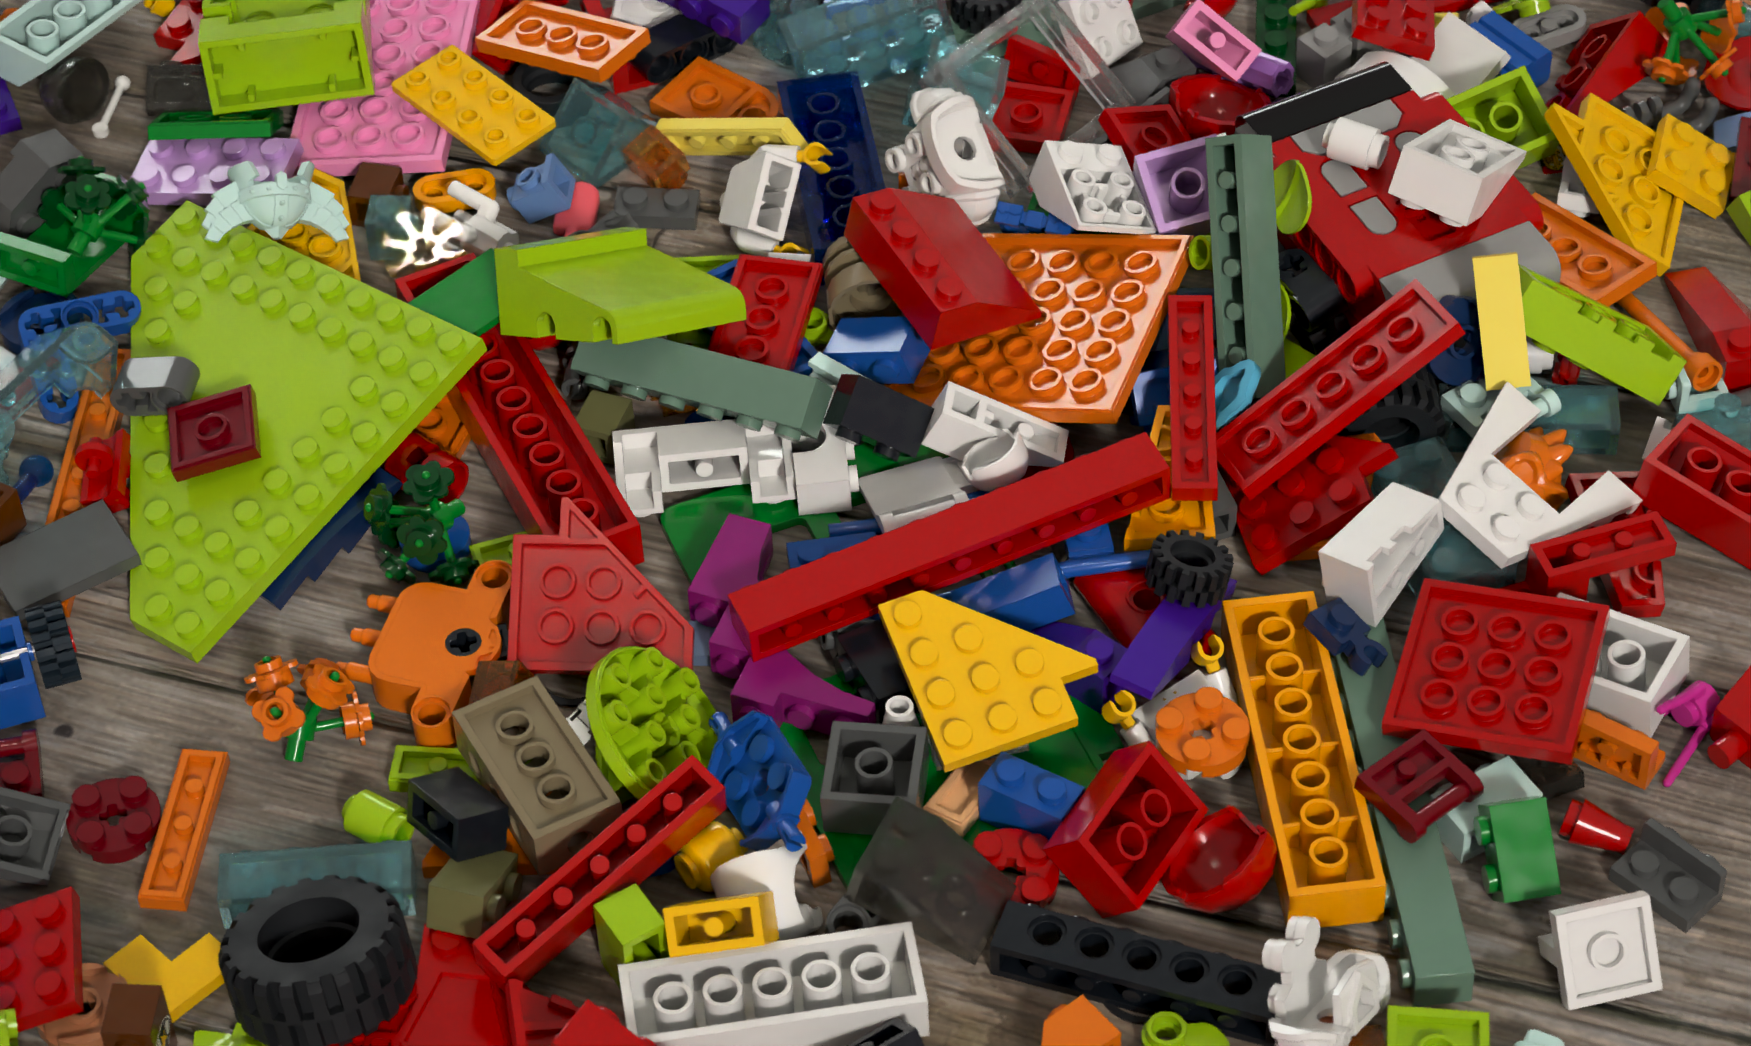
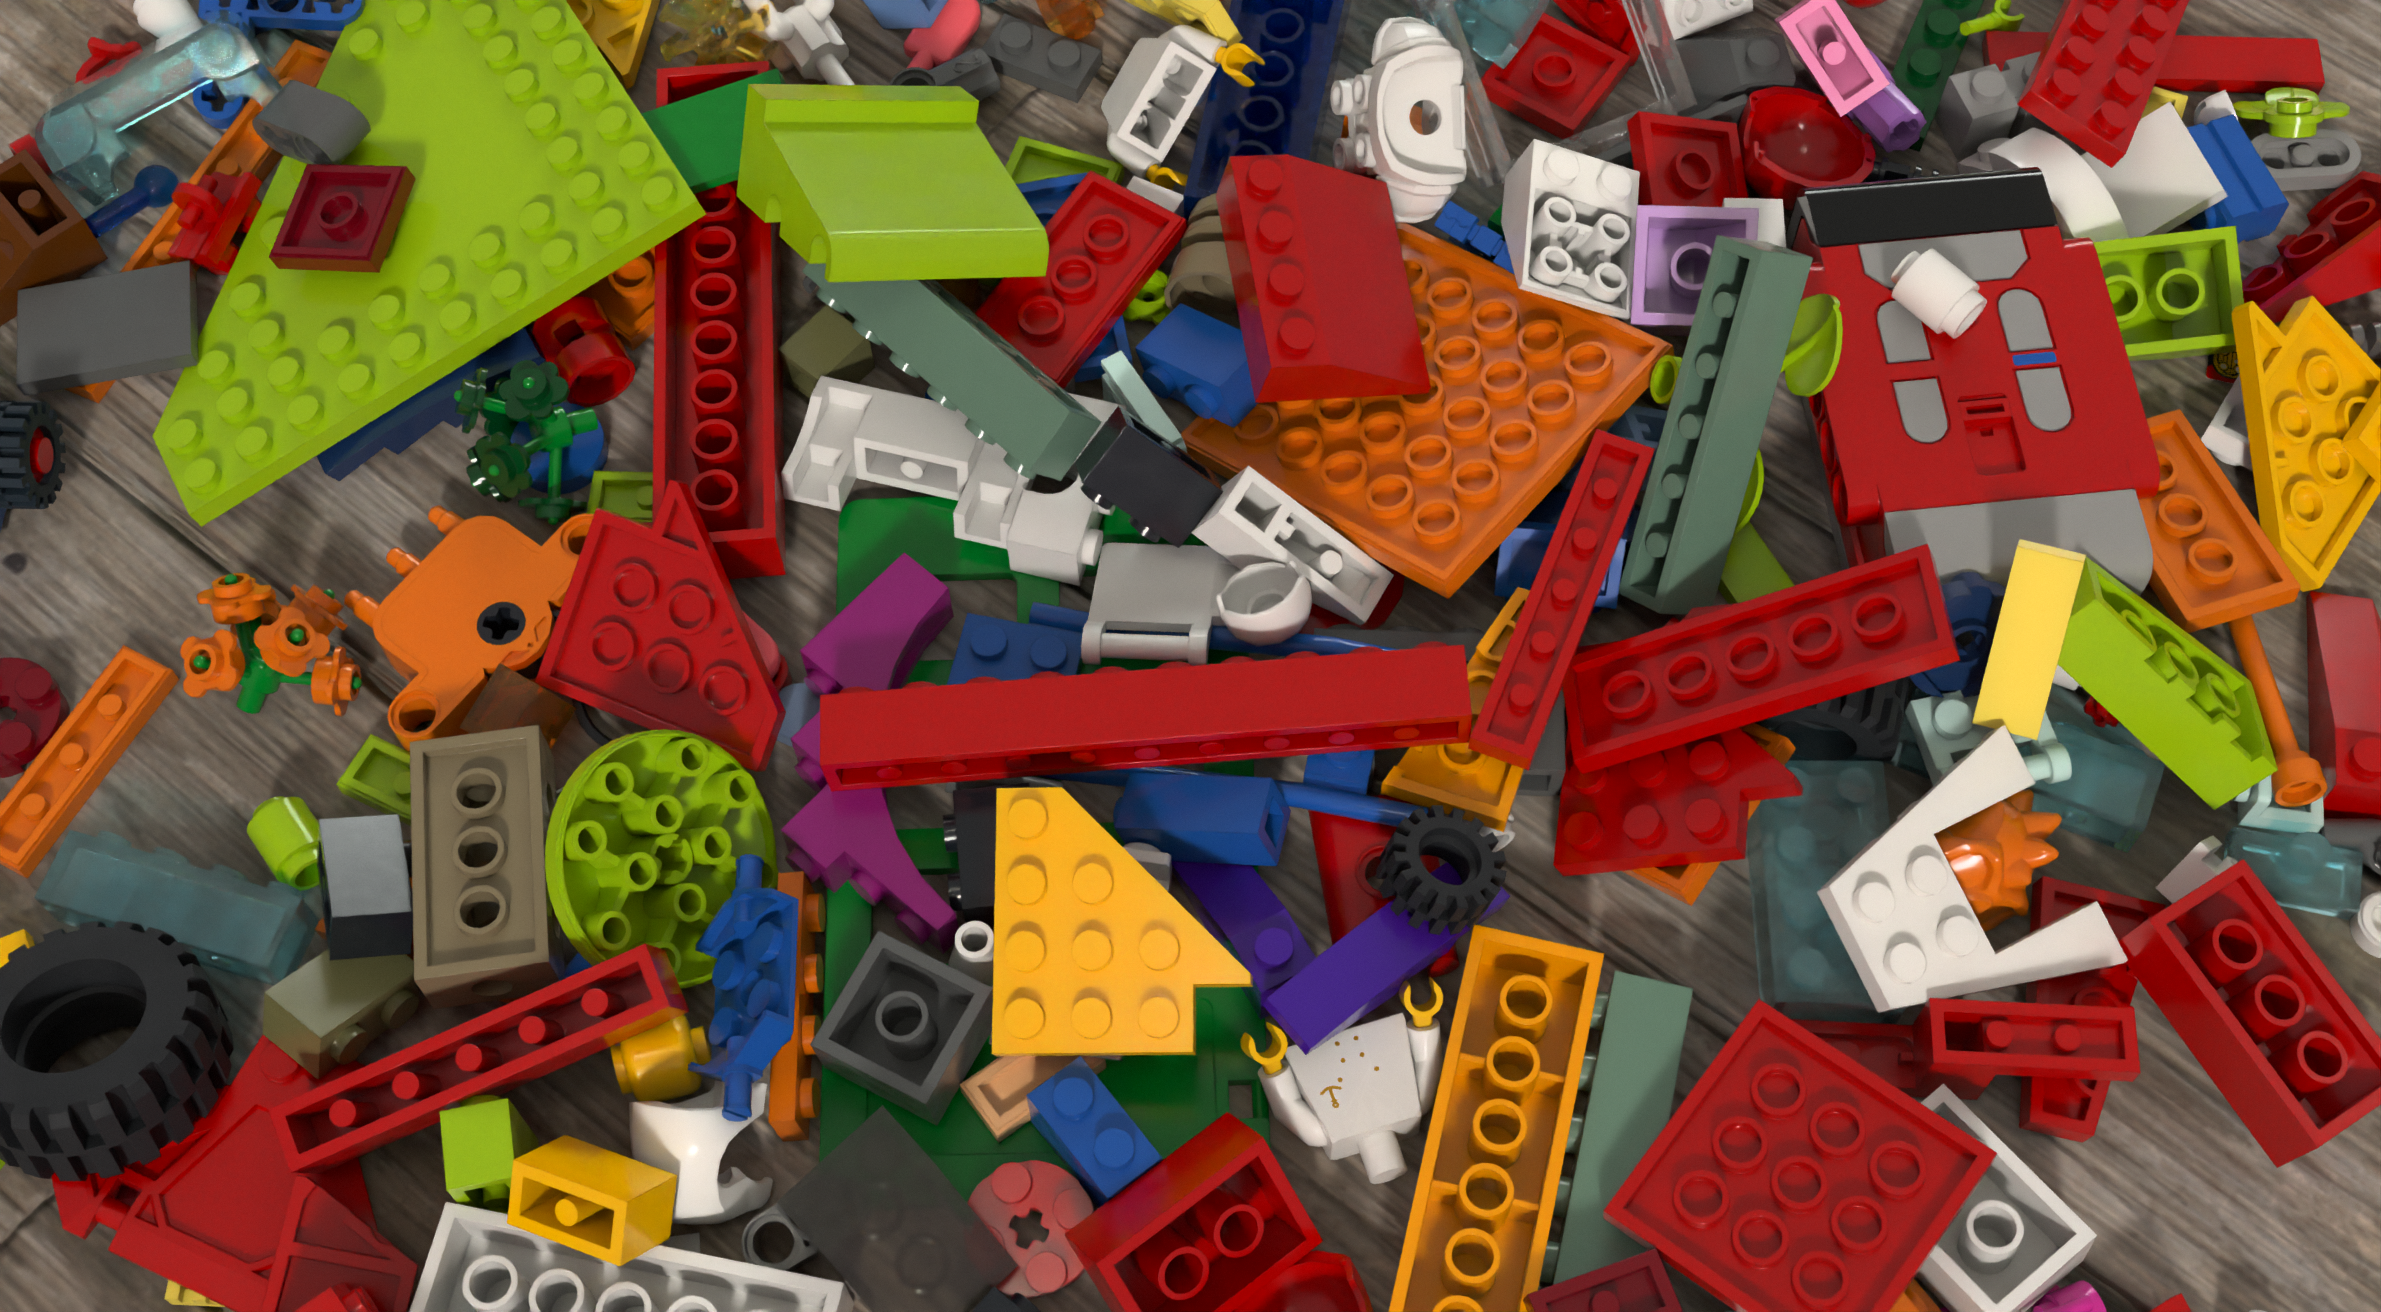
camera: 20 degrees right, 15 degrees up
(1202, 711) = (1337, 1156): orange plate -> none
(1235, 391) = (1625, 603): medium azure arm -> none
(1314, 301) = (1796, 490): black piece -> none
(1344, 631) = (1614, 1035): dark blue plate -> none
(1380, 550) = (1715, 934): white wedge -> none
(1454, 172) = (2059, 382): white slope -> none

